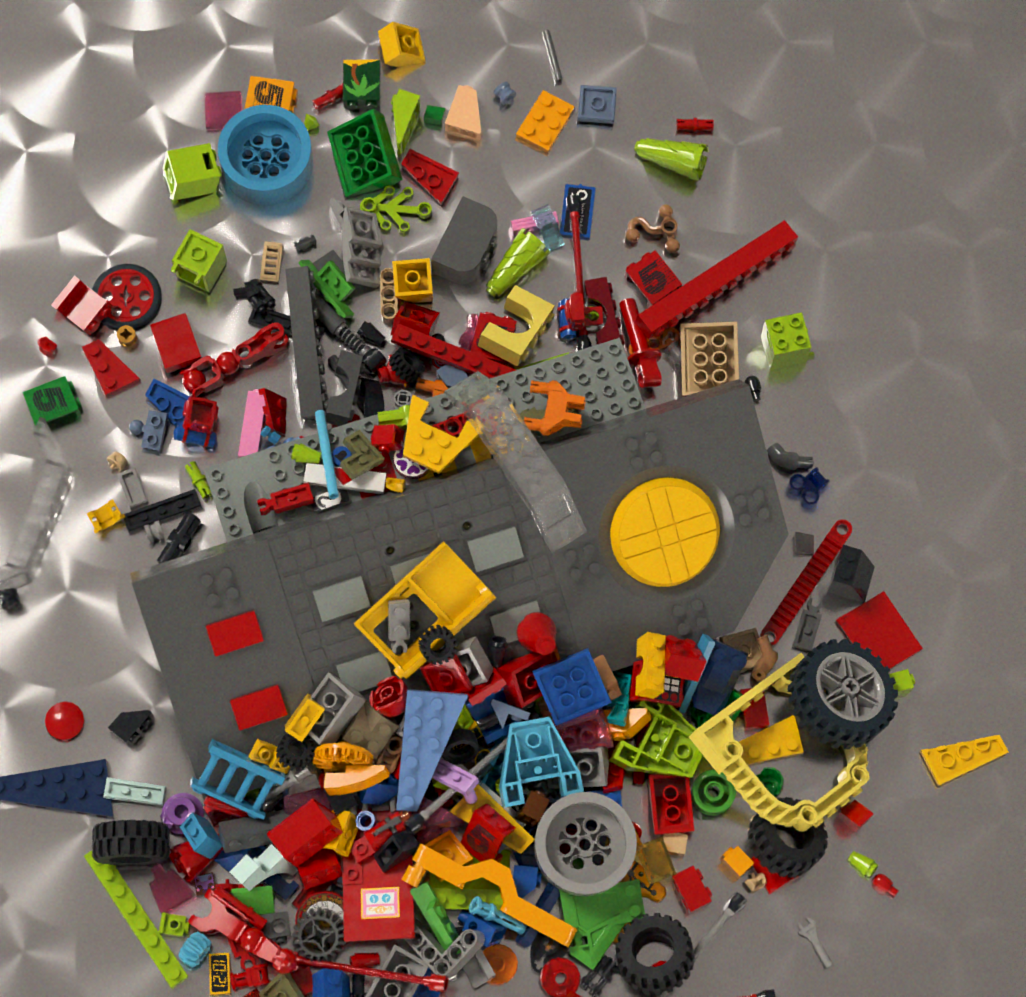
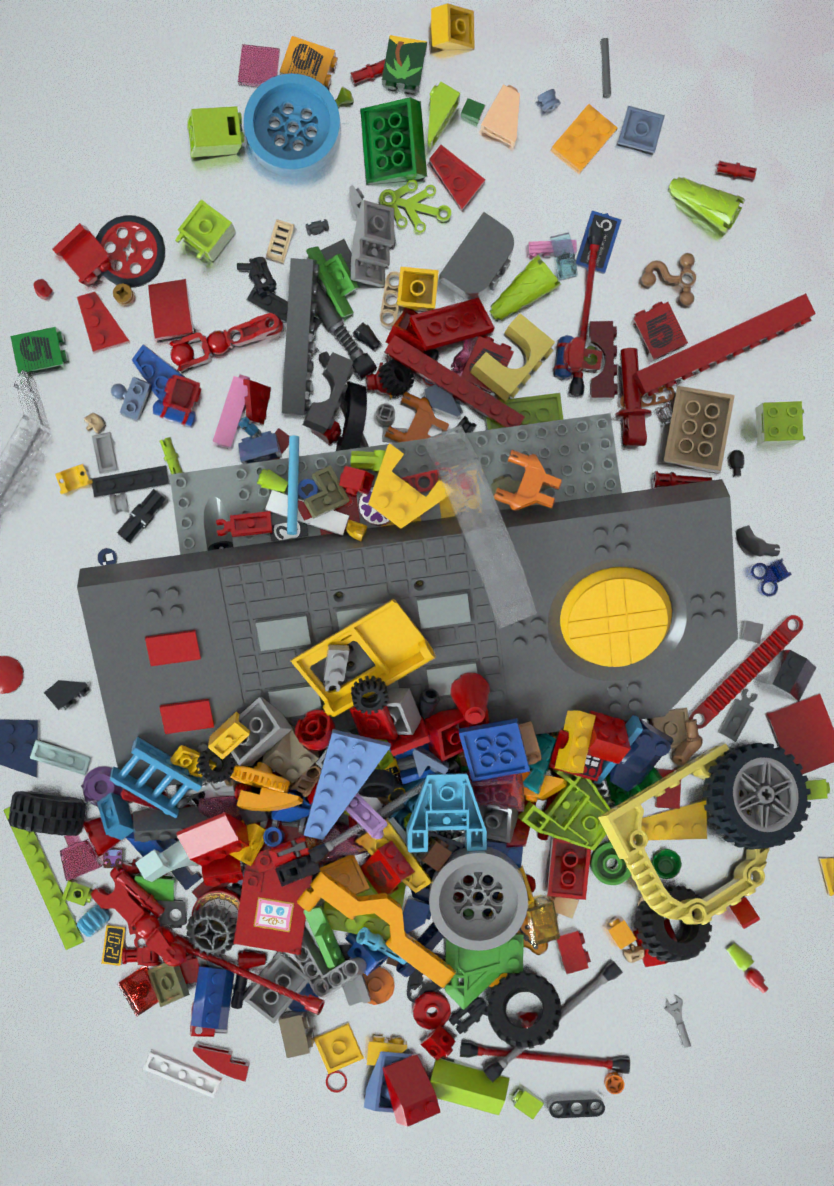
camera: 15 degrees right, 15 degrees up
(451, 305) = (451, 324): none -> red plate

